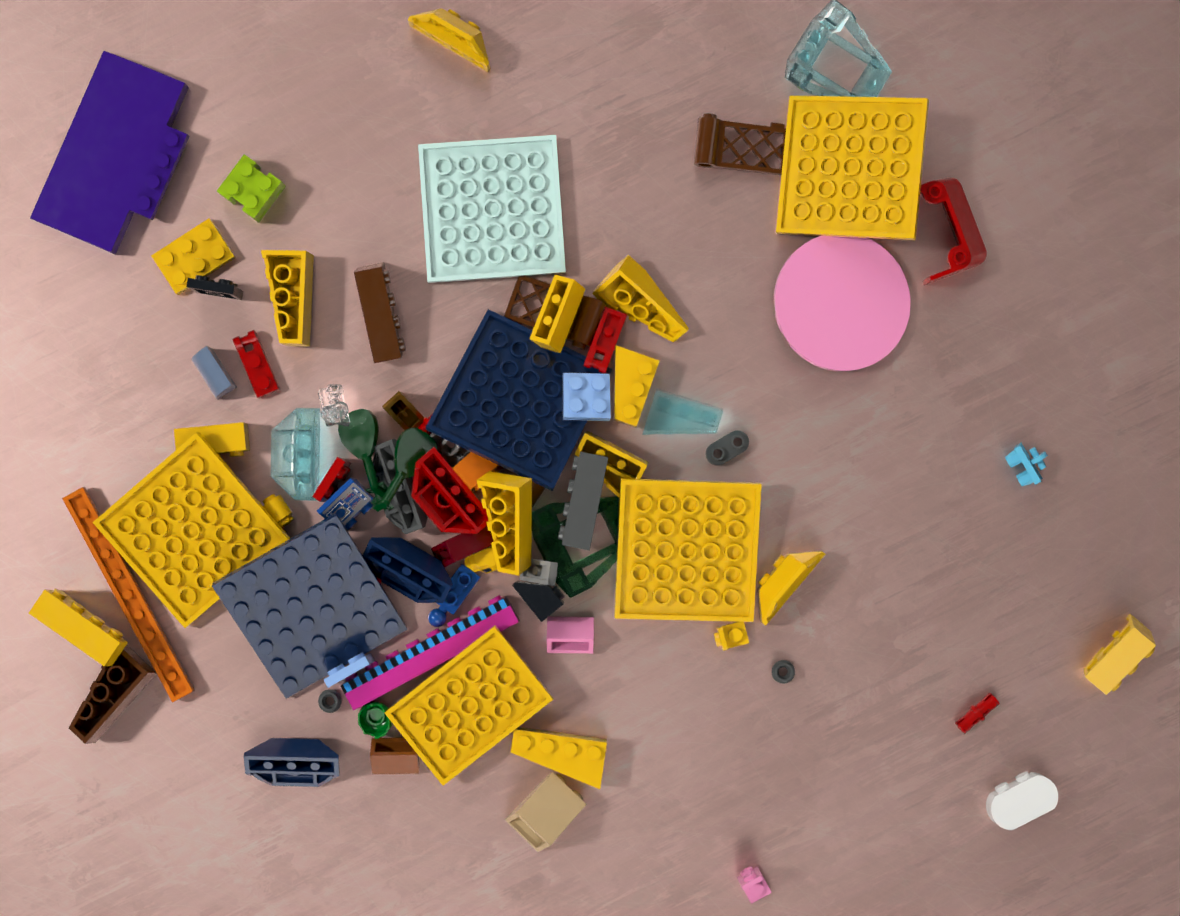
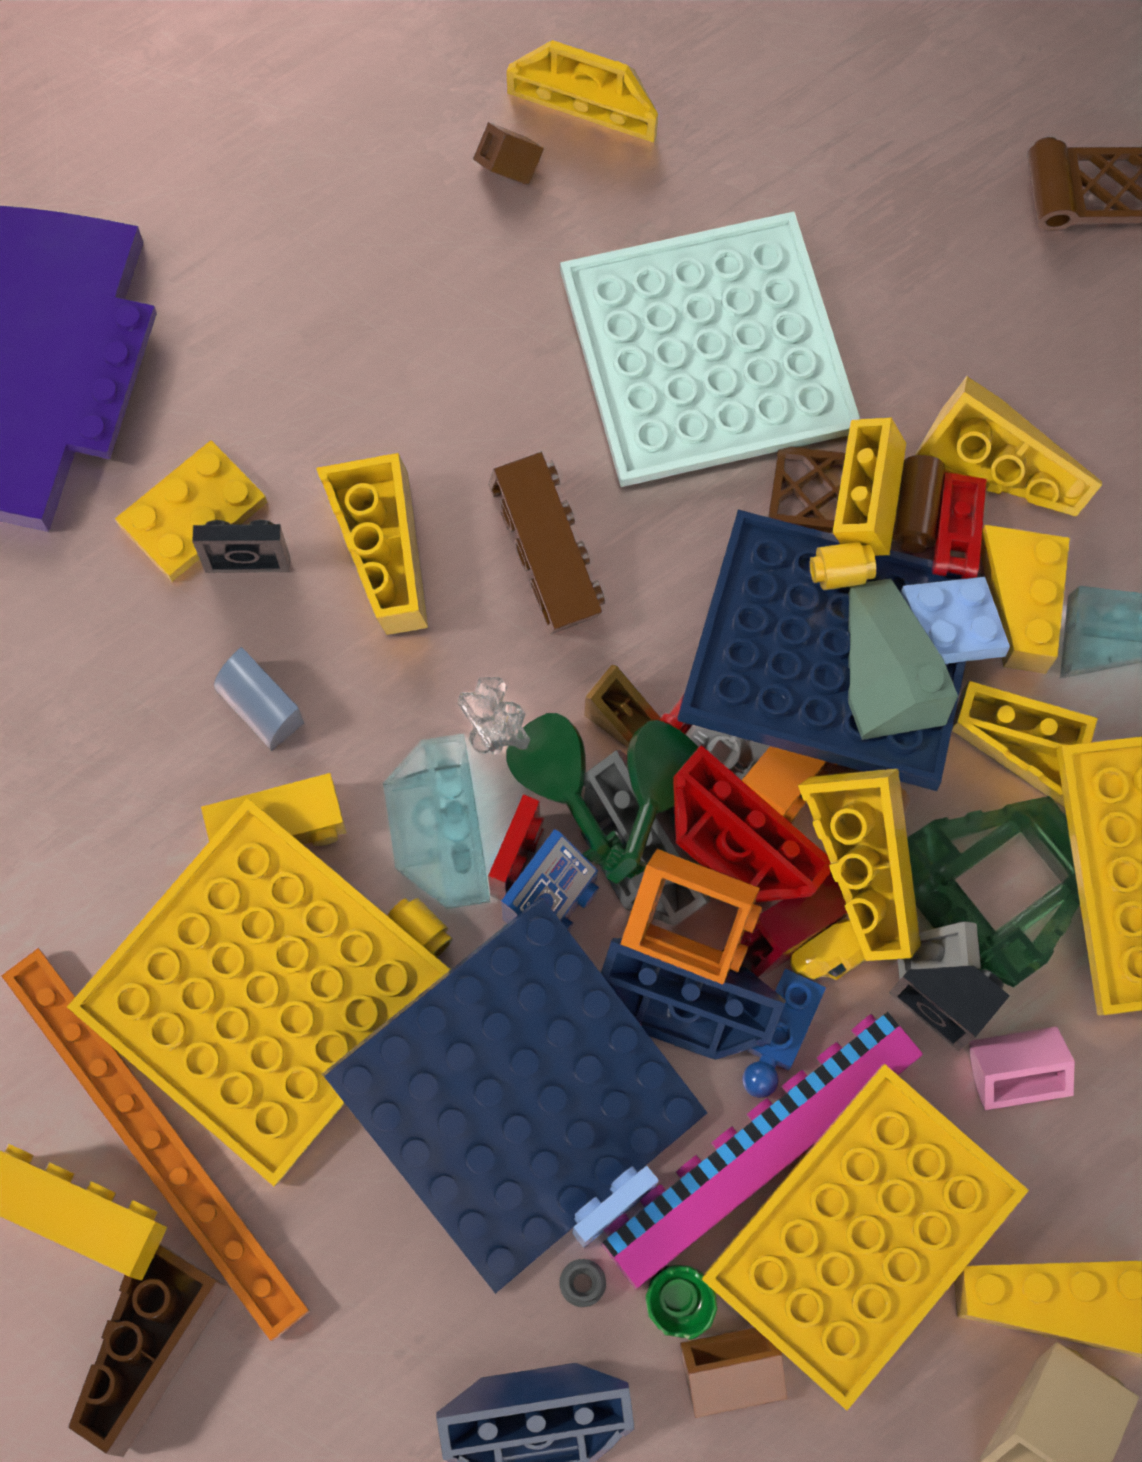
camera: 10 degrees left, 15 degrees down
(251, 188) = (281, 374): lime piece -> none
(256, 365) = (335, 676): red plate -> none
(401, 69) = (508, 153): none -> reddish brown panel
(403, 547) = (677, 949): none -> orange window
(532, 356) = (843, 565): none -> yellow brick
(544, 419) = (893, 665): none -> sand green wedge
(584, 500) = (1000, 801): dark grey wedge -> none

